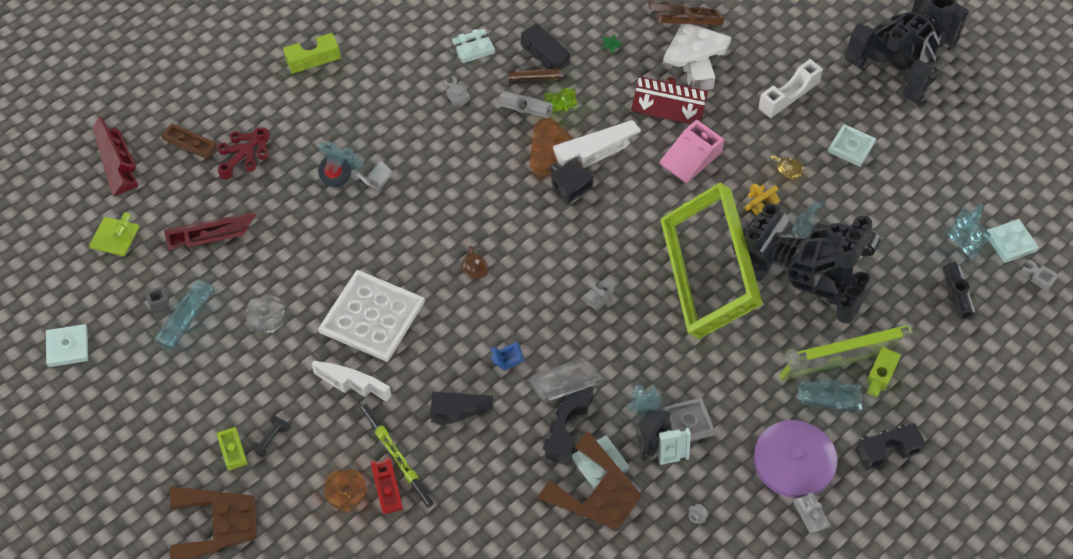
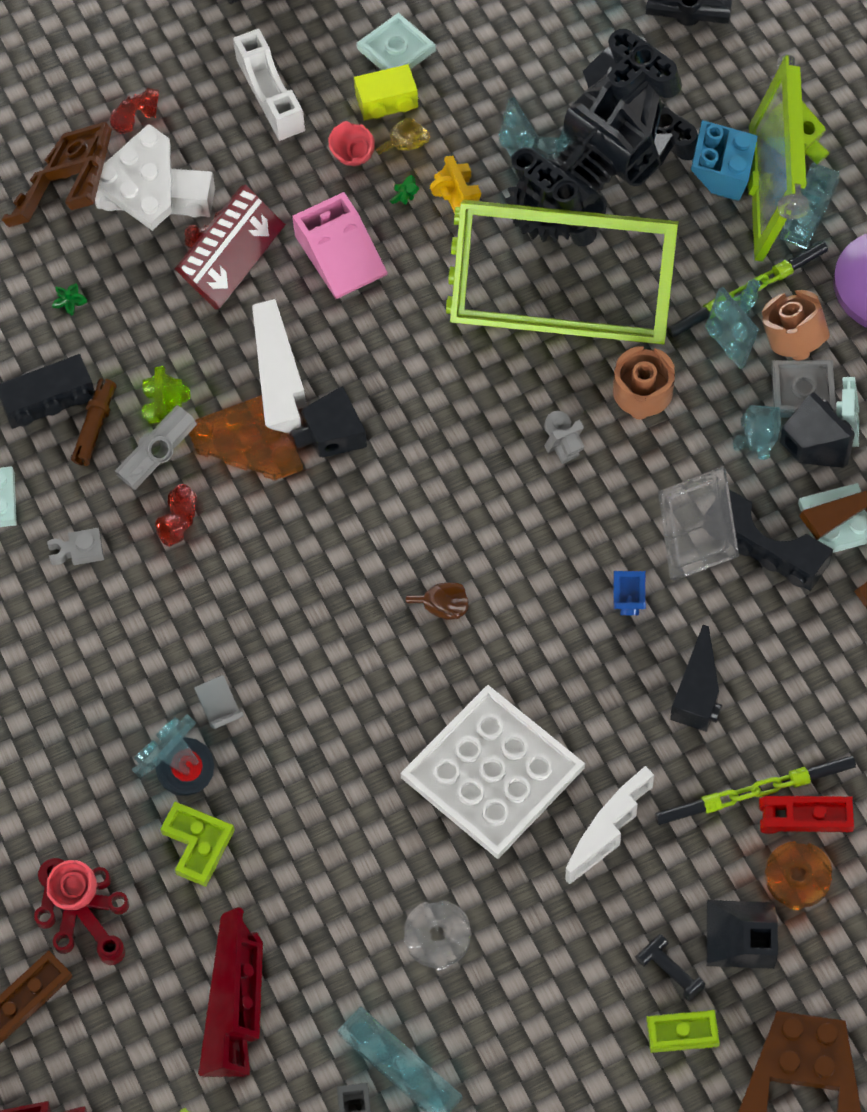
camera: 70 degrees left, 5 degrees up
(250, 139) = (71, 885): none -> coral hair
(293, 194) = (204, 837): none -> lime plate
(299, 466) = (742, 934): none -> black slope
(497, 127) = (172, 526): none -> clear red arm
(656, 328) = (643, 382): none -> nougat brick
(723, 362) = (731, 325): none -> clear light blue plate
(728, 400) = (795, 324): none -> nougat brick
(742, 31) = (123, 117): none -> clear red arm
(748, 175) = (405, 191): none -> green plant
(767, 139) = (351, 143): none -> coral hair
(775, 390) = (780, 272): none -> black piece
(814, 148) = (386, 92): none -> neon yellow brick
(840, 326) = (723, 159): none -> dark azure slope

